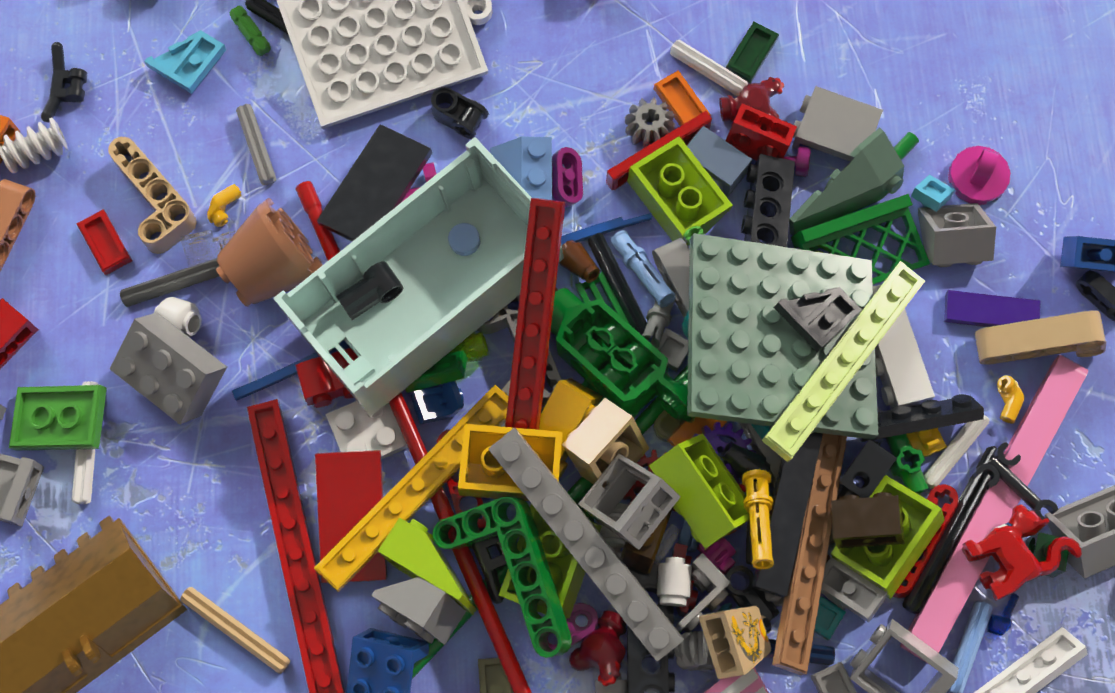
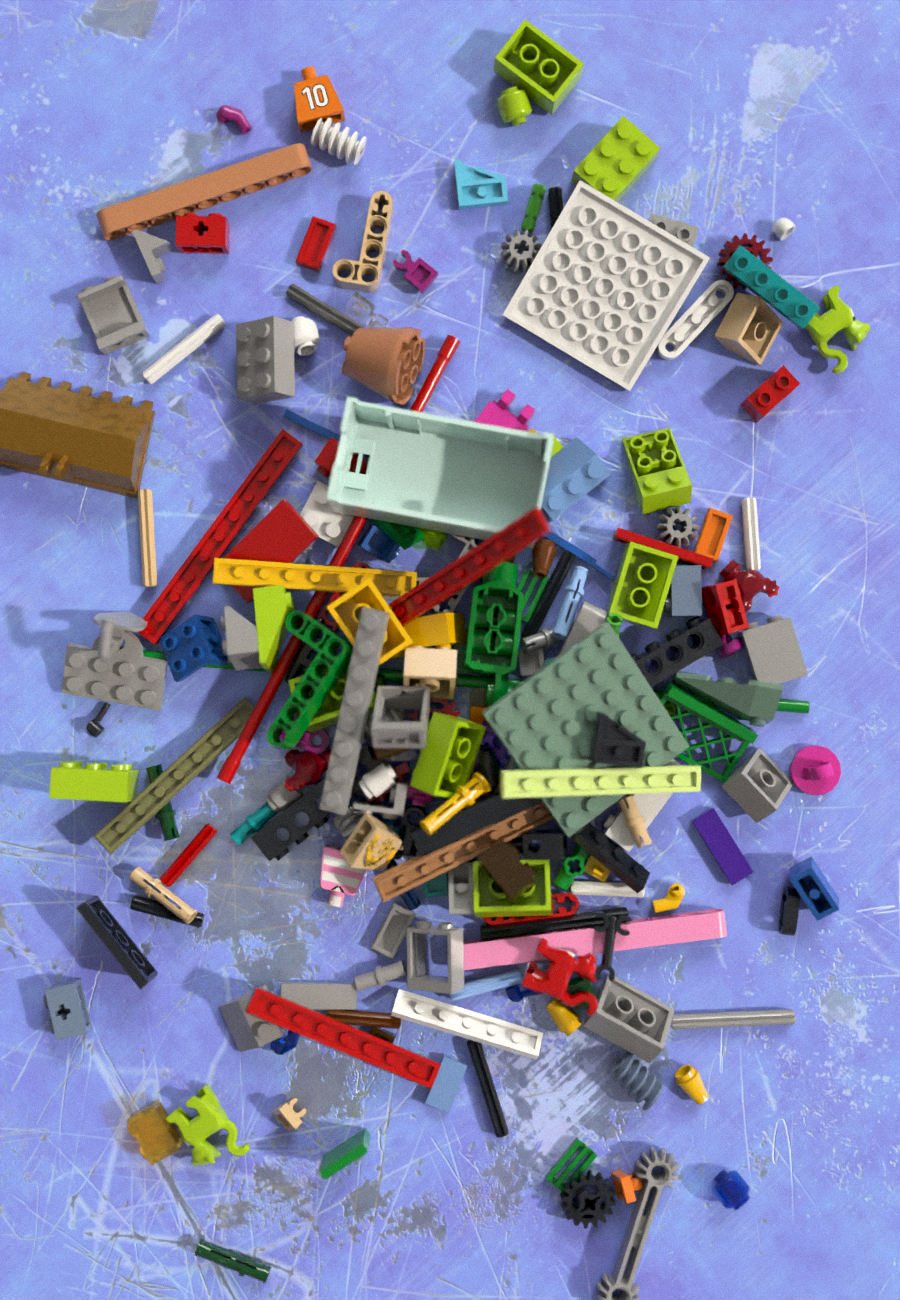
camera: 45 degrees right, 15 degrees up
(58, 417) = (183, 318): bright green tile -> none
(60, 76) = (389, 121): black piece -> none
(216, 172) = (417, 273): none -> magenta plate
(218, 205) = (399, 294): yellow arm -> none
(256, 144) = (457, 282): light grey axle -> none
(273, 58) = (513, 245): none -> light grey gear
(375, 183) = (487, 386): black tile -> none
(377, 286) = (416, 447): black piece -> none
(462, 115) = (584, 401): black piece -> none
(464, 239) = (493, 476): light blue tile -> none
(567, 181) = (595, 503): magenta plate -> none
(583, 102) = (657, 471): none -> lime slope
(752, 52) = (786, 554): dark green tile -> none
(909, 365) = (635, 822): none -> tan pin
(932, 193) = (775, 749): medium azure plate -> none
(1042, 337) = (724, 891): tan beam -> none
(1060, 592) = (564, 1017): none -> yellow cone

